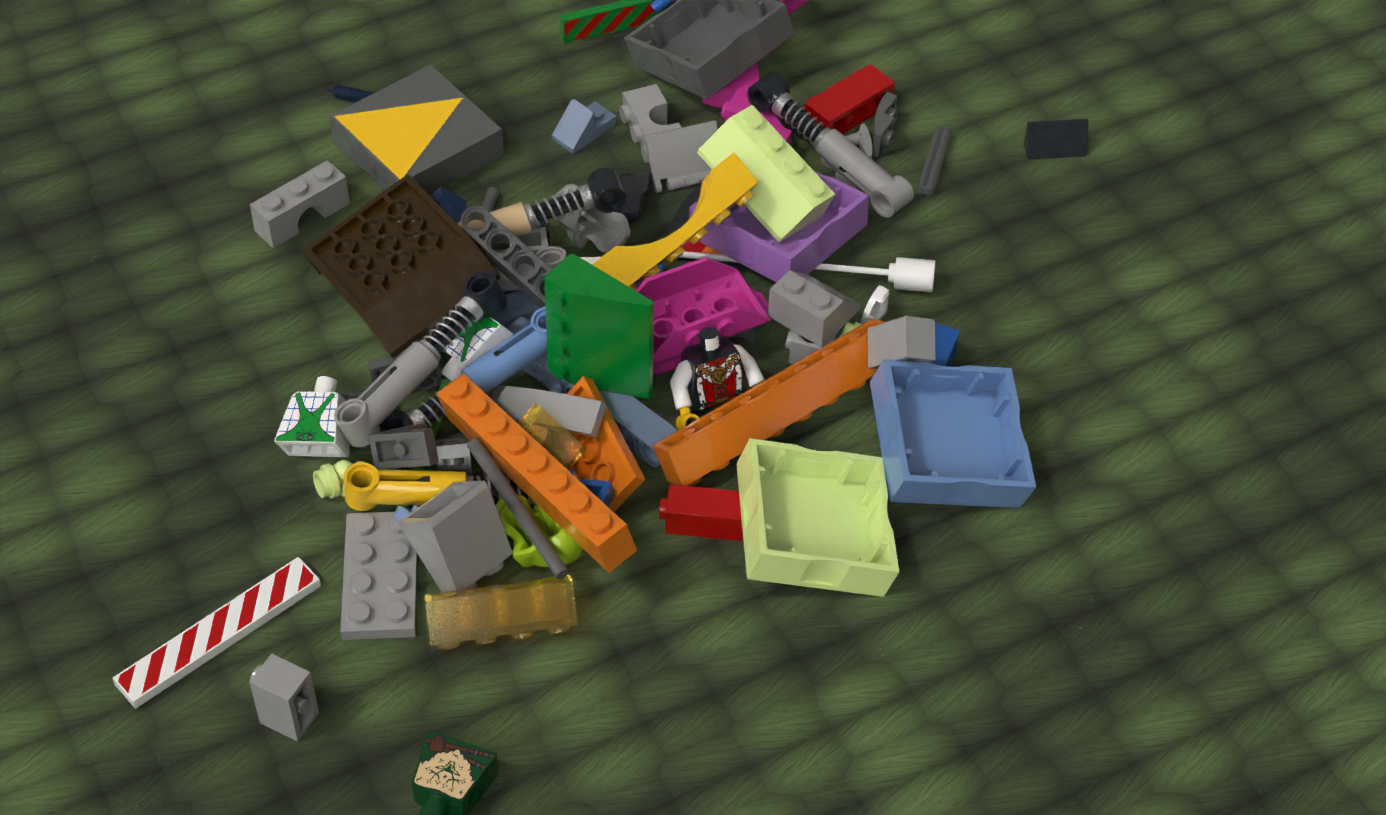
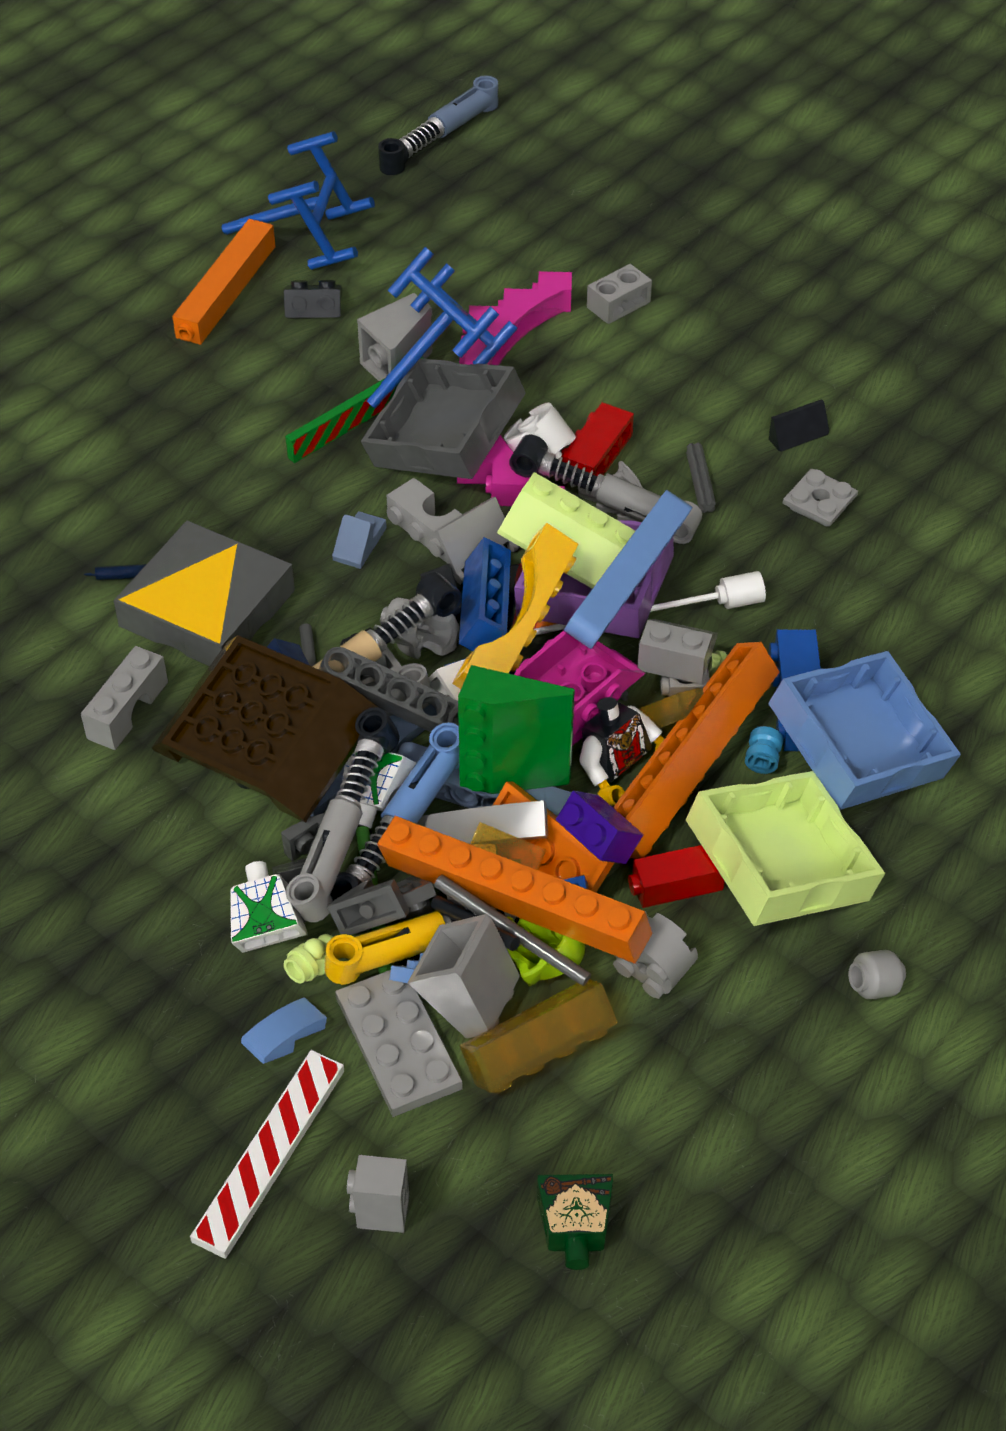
camera: 20 degrees left, 0 degrees up
(274, 532) = (278, 1031): none -> medium blue slope
(476, 474) = (458, 913): none -> black bar
(644, 442) = (599, 827): none -> dark purple brick
(645, 577) = (662, 960): none -> light grey brick
(664, 204) = (485, 595): none -> blue brick
(780, 358) = (673, 707): none -> clear yellow slope
(796, 218) = (627, 569): none -> medium blue beam
(801, 74) = (544, 423): none -> white brick
(847, 663) = (877, 974): none -> light grey head
(851, 428) = (763, 750): none -> dark azure wheel
(877, 305) = (724, 631): white tile -> none
(883, 125) = (640, 456): dark grey slope -> none
(902, 340) = (786, 657): light grey panel -> none
(1040, 211) = (815, 485): none -> light grey piece

